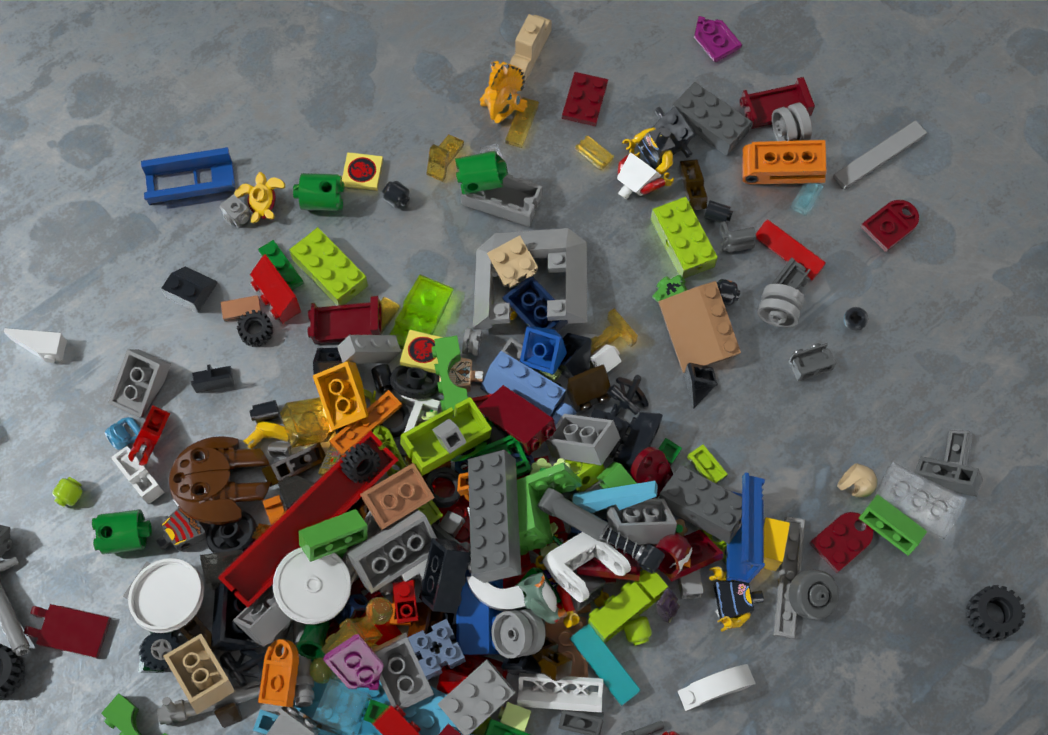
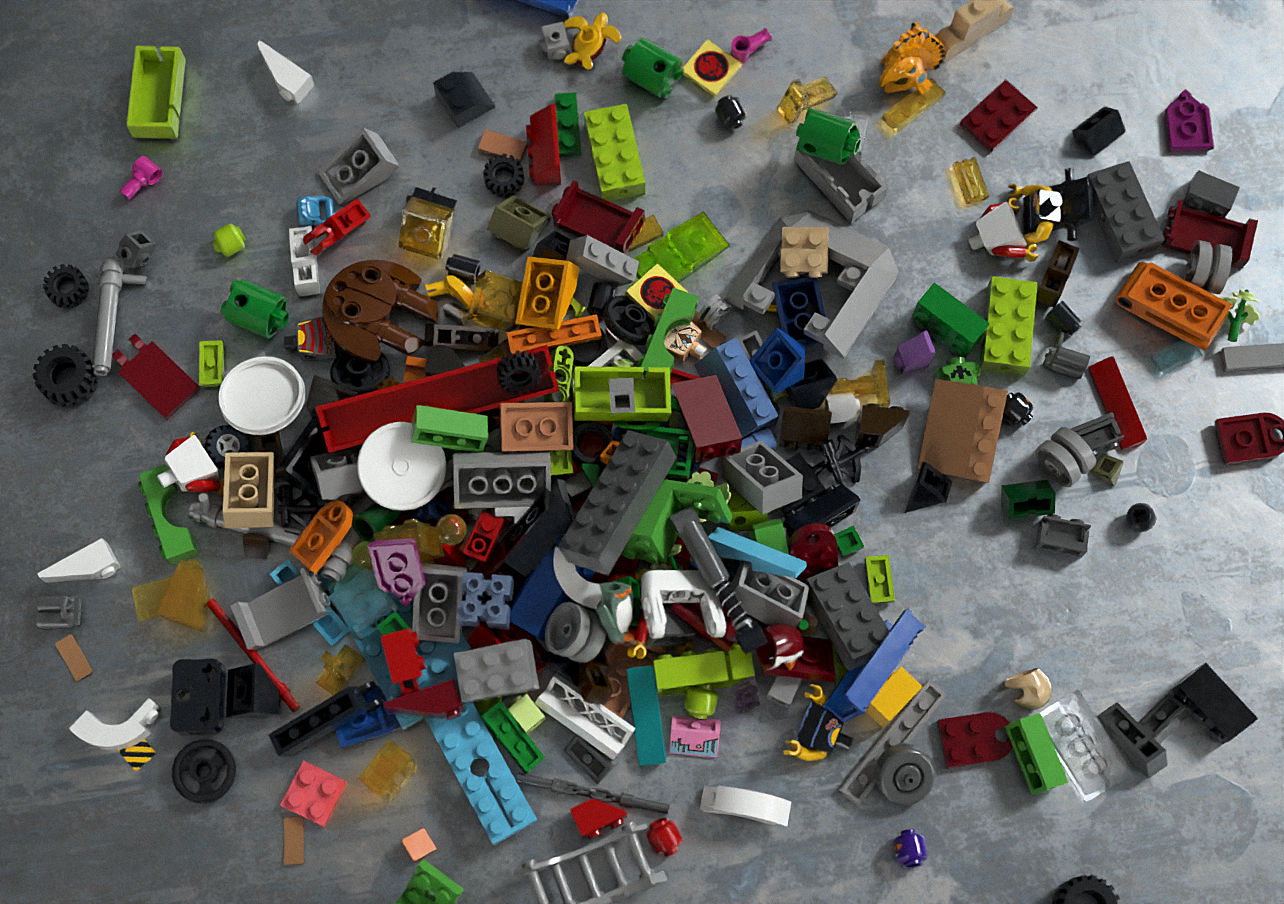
camera: 30 degrees right, 5 degrees up
(109, 594) = (211, 363): none -> lime plate
(141, 683) = (190, 467): none -> white torso
(220, 398) = (426, 228): none -> clear yellow brick
(287, 356) = (518, 222): none -> olive slope
(380, 140) = (749, 44): none -> dark pink pin
(457, 507) = (592, 472): none -> green slope
(479, 361) = (711, 337): none -> medium nougat sticker
(632, 292) = (914, 354): none -> medium lavender slope
(638, 355) = (879, 424): none -> dark brown slope
(642, 256) = (949, 321): none -> green brick
(648, 658) = (694, 736): none -> bright pink panel
(659, 72) = (1100, 129): none -> black panel
(761, 76) = (1211, 194): none -> dark grey hinge
(773, 349) = (1028, 498): none -> dark green brick
(813, 298) = (1108, 469): none -> olive slope
(833, 142) = (1244, 312): none -> plant
(851, 646) = (910, 849): none -> dark purple head
(986, 417) = (1214, 704): none -> black slope

